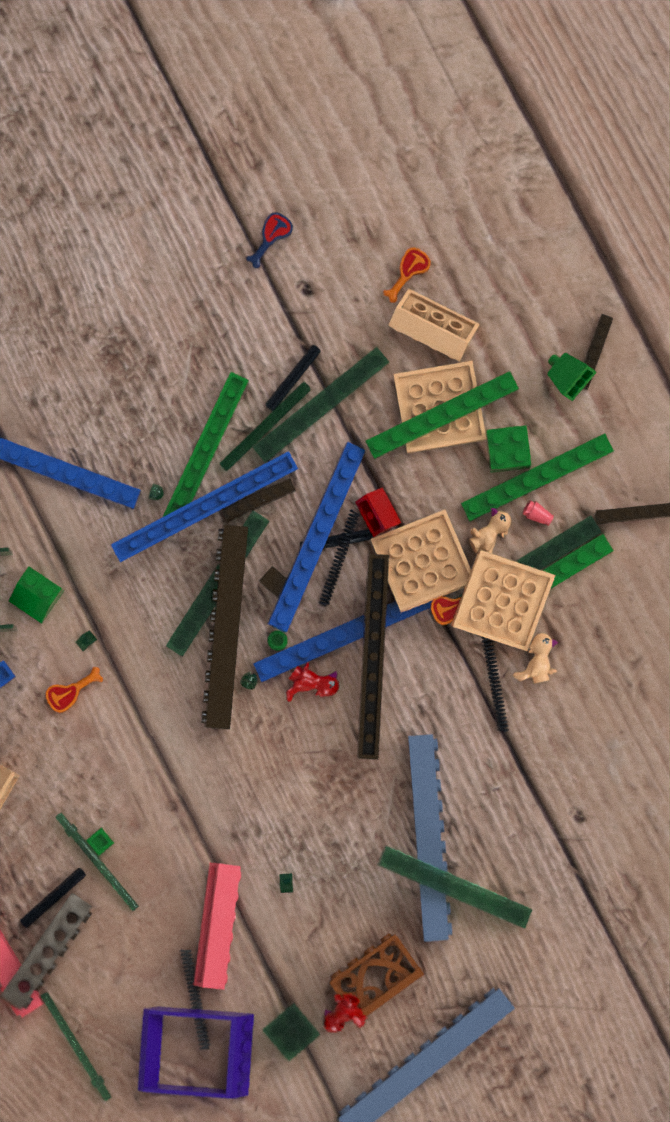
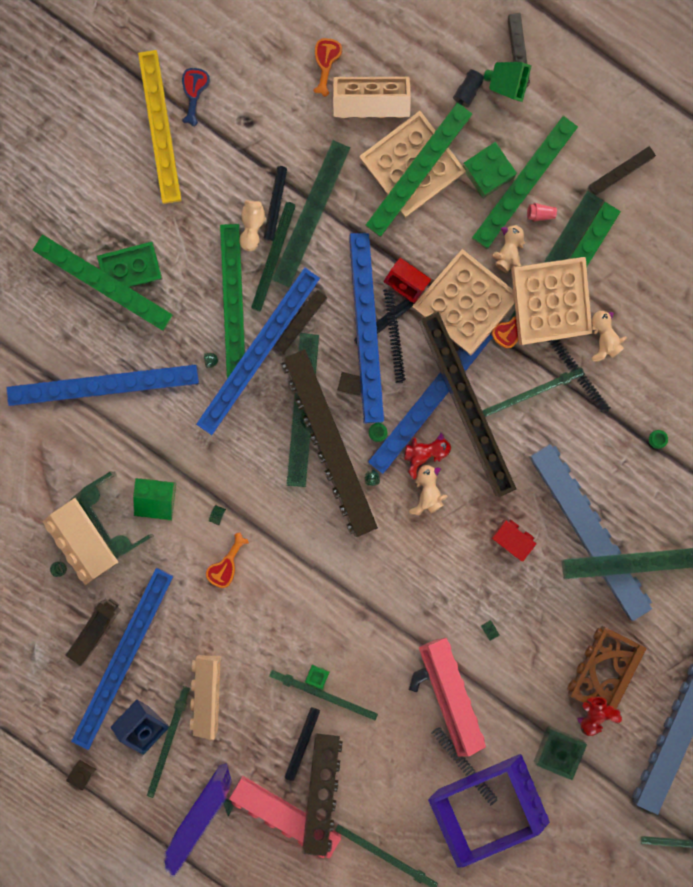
camera: 30 degrees left, 5 degrees up
(93, 370) = (102, 282): none -> green plate
(126, 368) = (132, 265): none -> green plate
(192, 892) = (418, 677): none -> black arm
(222, 253) = (159, 126): none -> yellow plate
(263, 381) = (252, 218): none -> light nougat animal
(295, 726) = (430, 496): none -> light nougat animal
(352, 807) = (513, 540): none -> red brick
(478, 679) = (564, 379): none -> clear green bar
(527, 364) = (467, 90): none -> black piece
(539, 783) = (658, 439): none -> green plate

